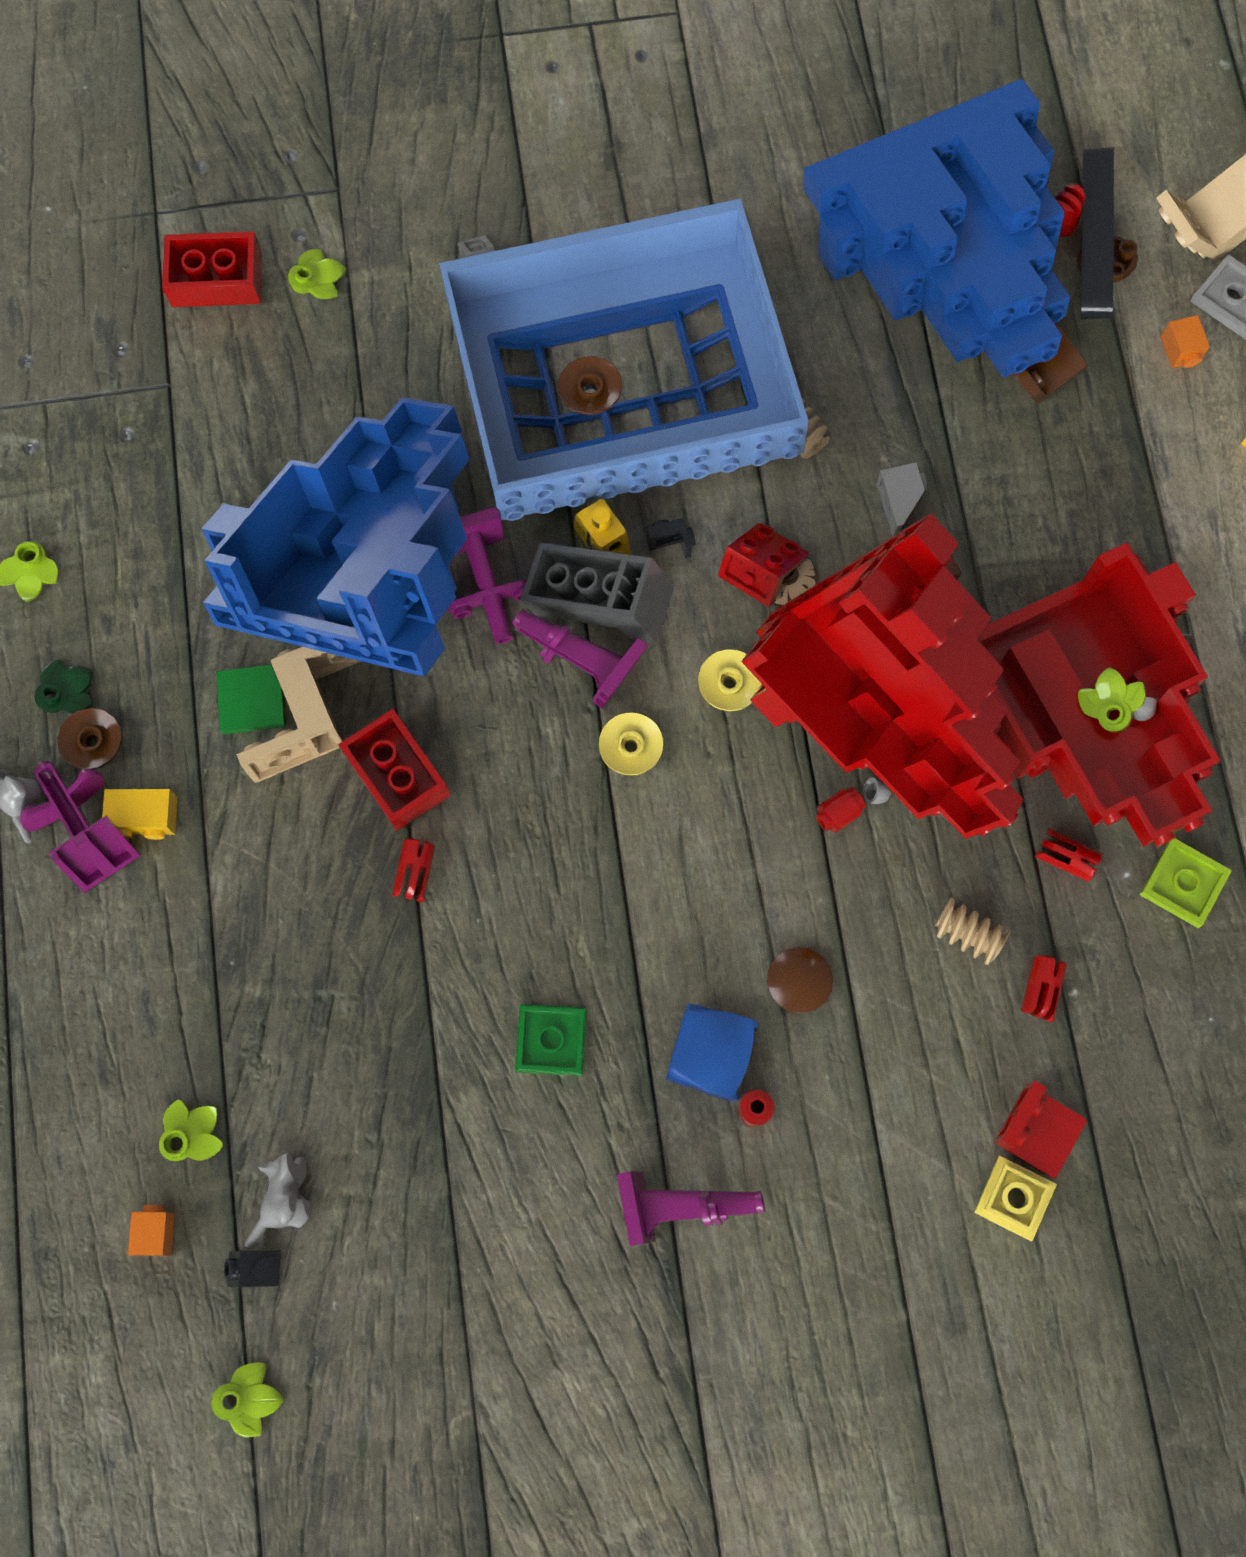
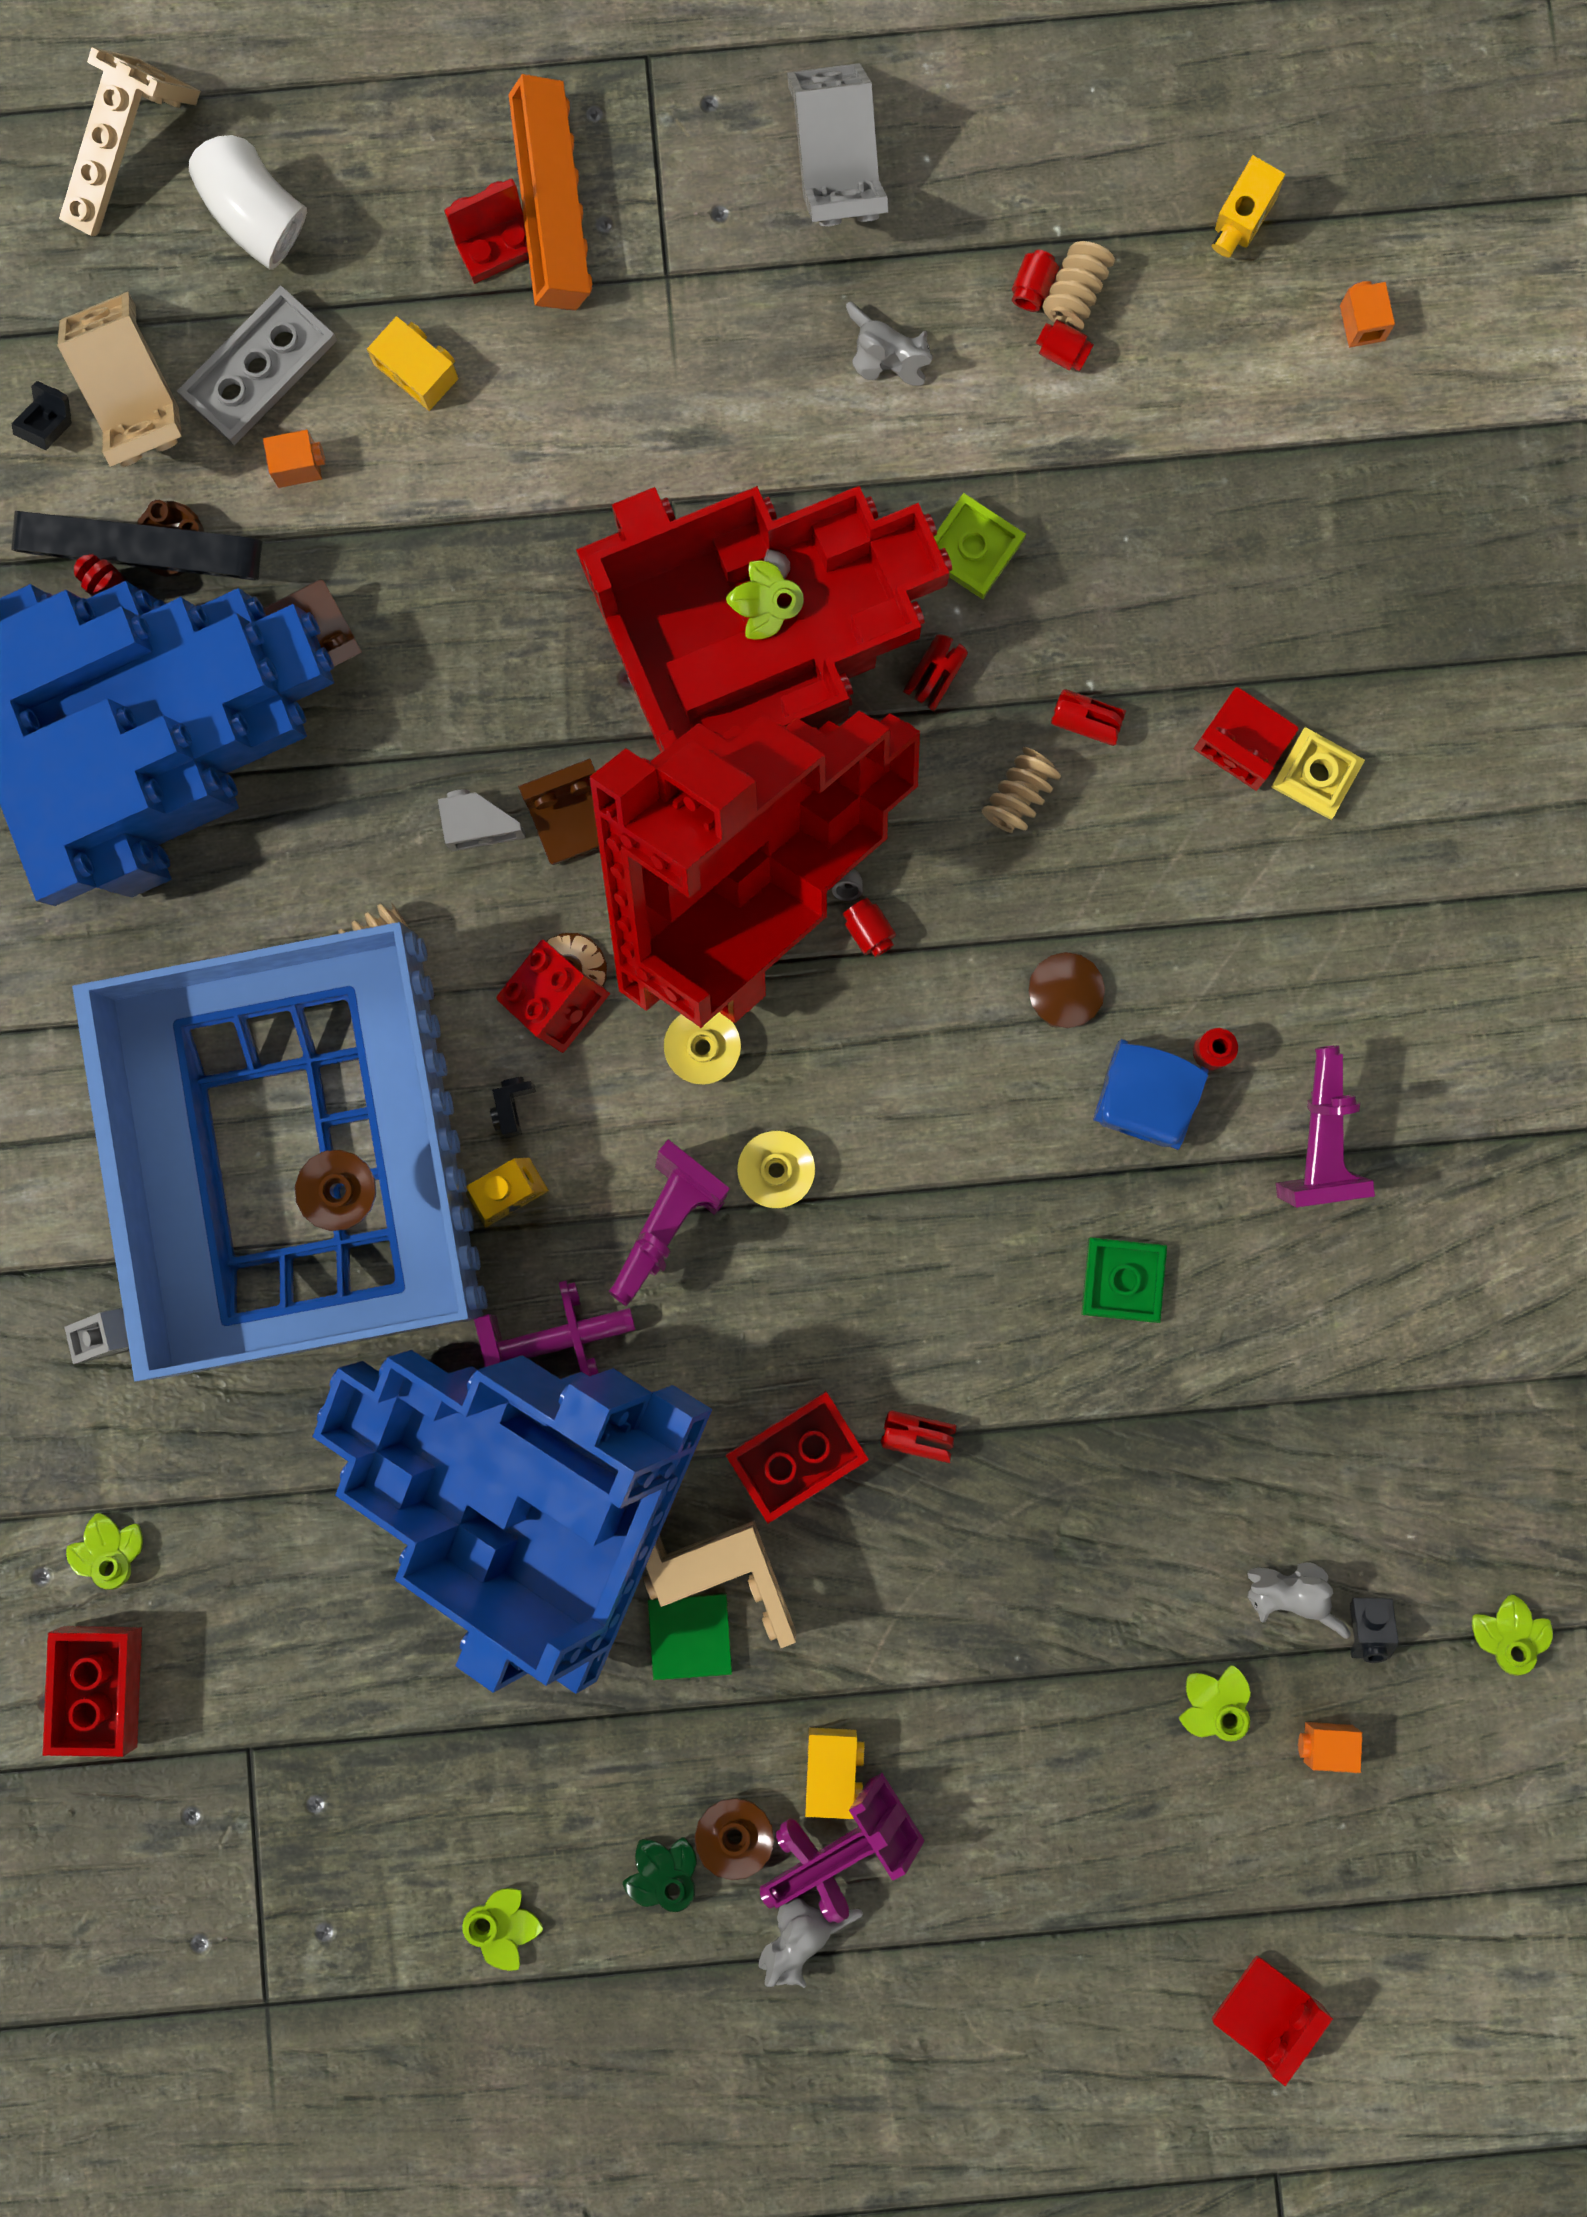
camera: 85 degrees left, 10 degrees up
(599, 589) = (583, 1199): dark grey hinge -> none
(1191, 165) = (44, 418): none -> black bracket

